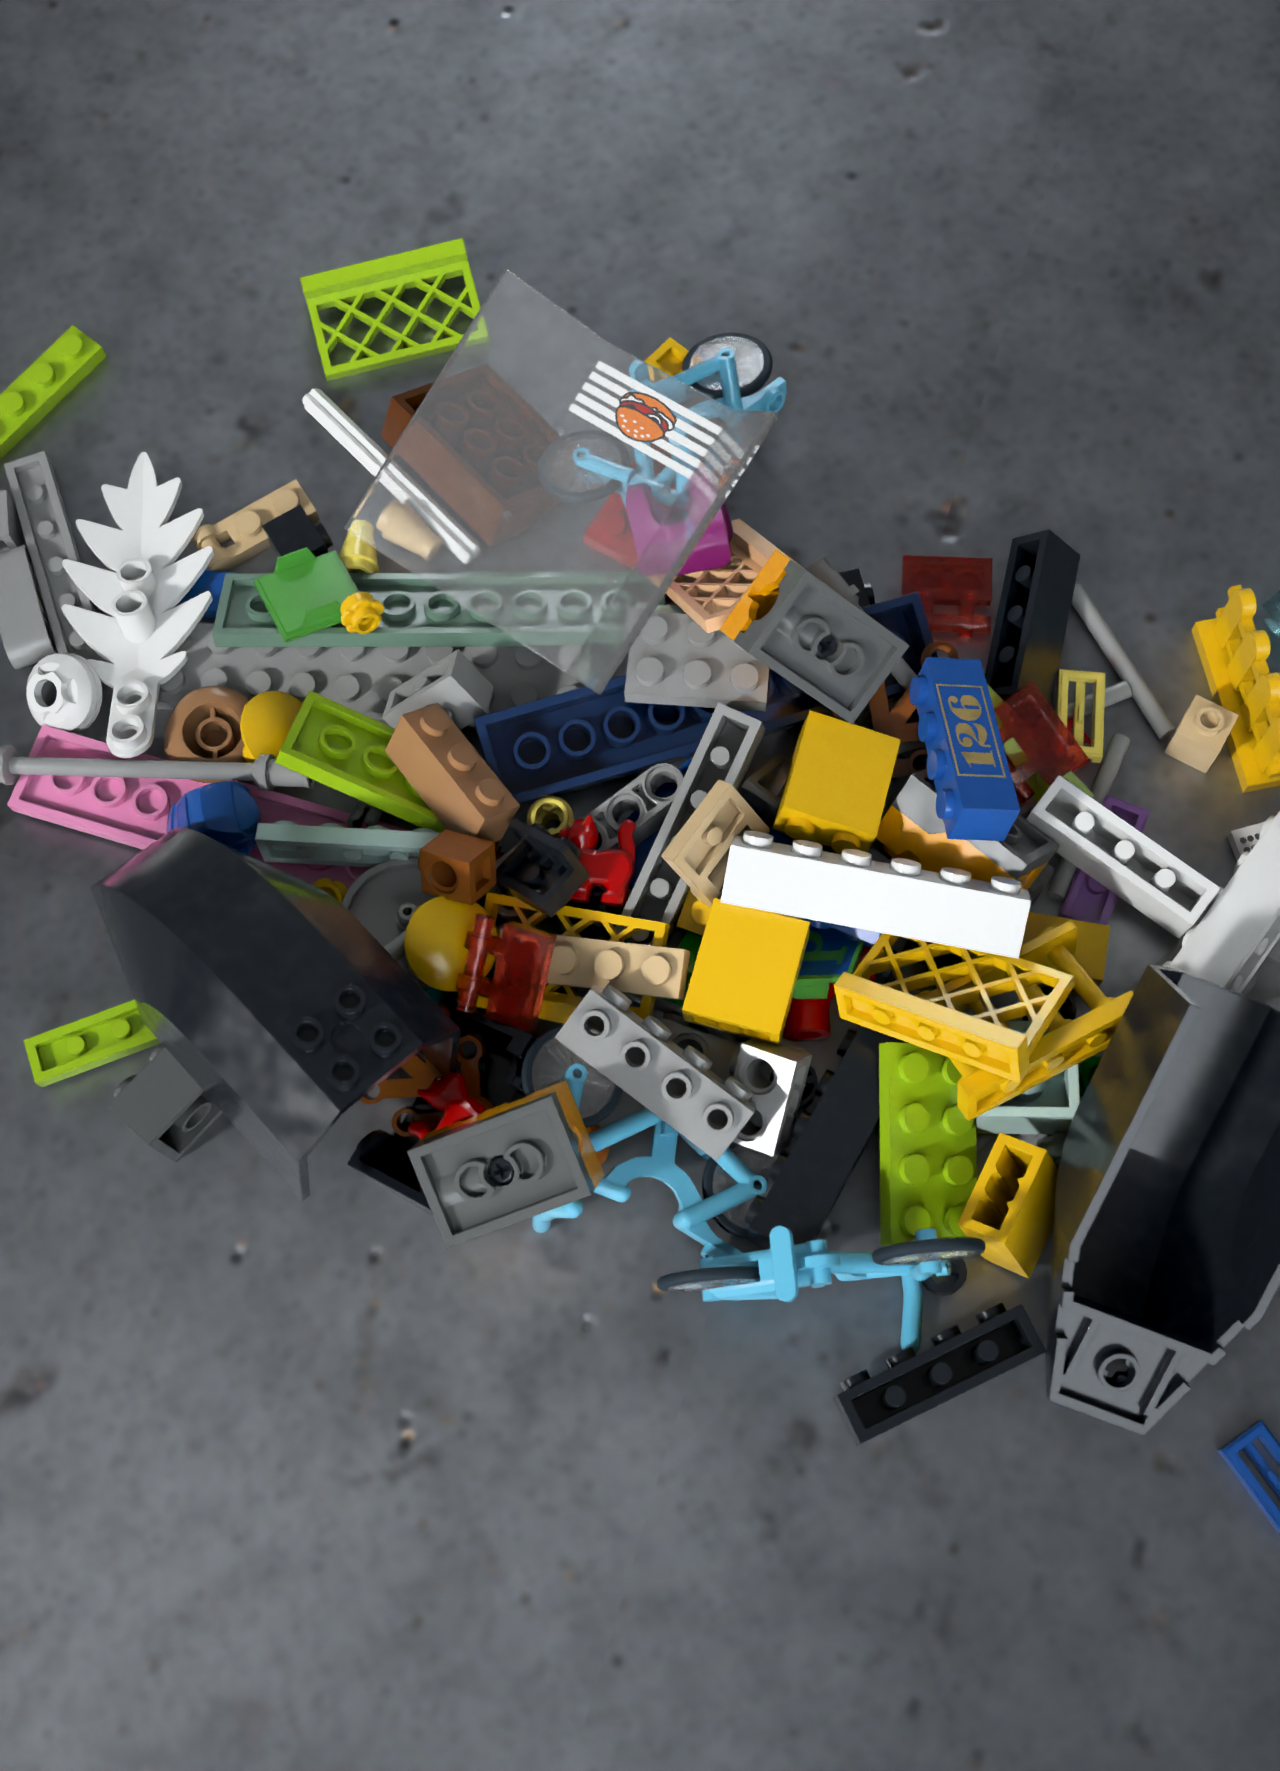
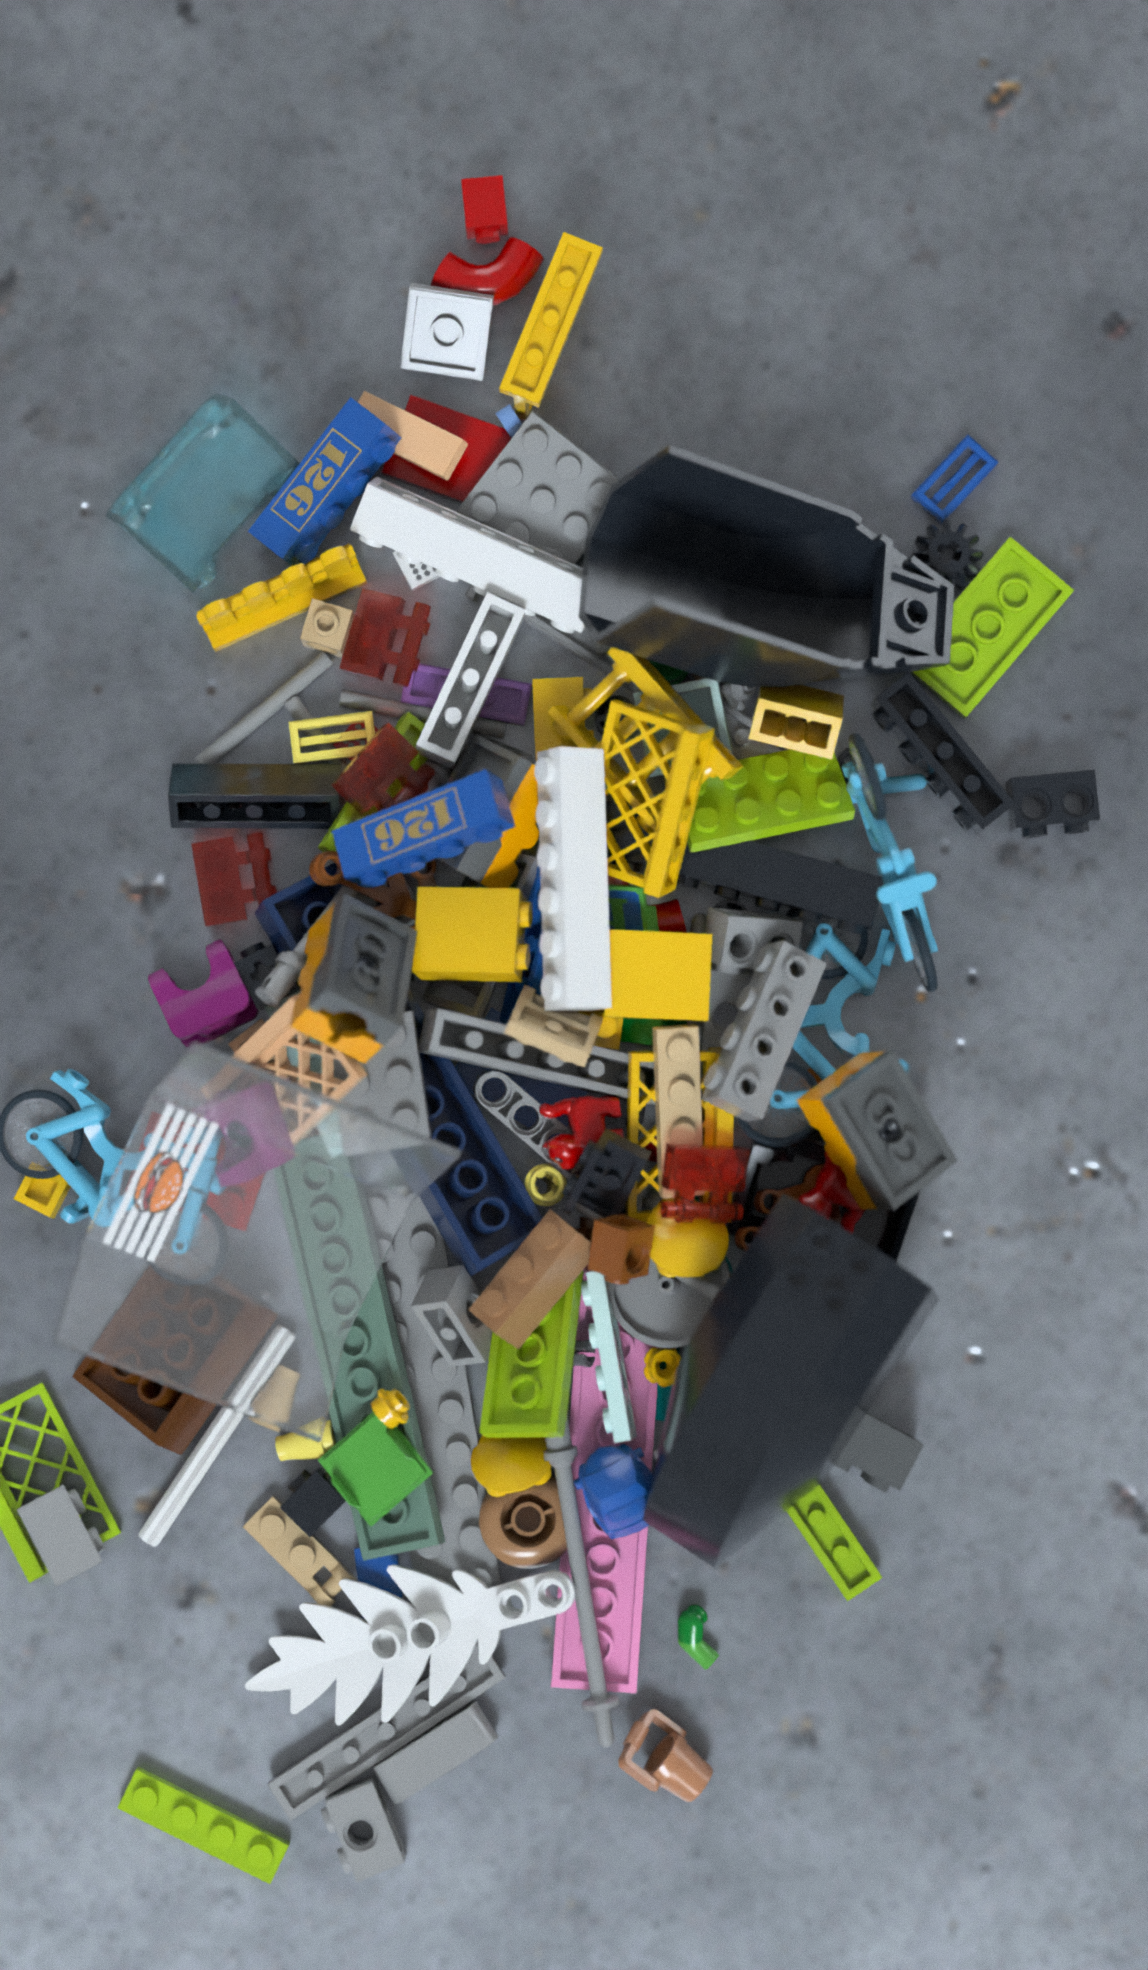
camera: 110 degrees left, 15 degrees up
(44, 875) = (691, 1636): none -> arm
(77, 692) = (505, 1667): white piece -> none
(335, 311) = (61, 1535): none -> light grey brick
(818, 527) = (211, 1009): none -> magenta piece
(867, 1501) = (1050, 792): none -> black brick
(1085, 1482) = (994, 625): none -> lime plate
(1186, 780) = (374, 633): none -> clear red plate
(1197, 1442) = (956, 542): none -> black gear

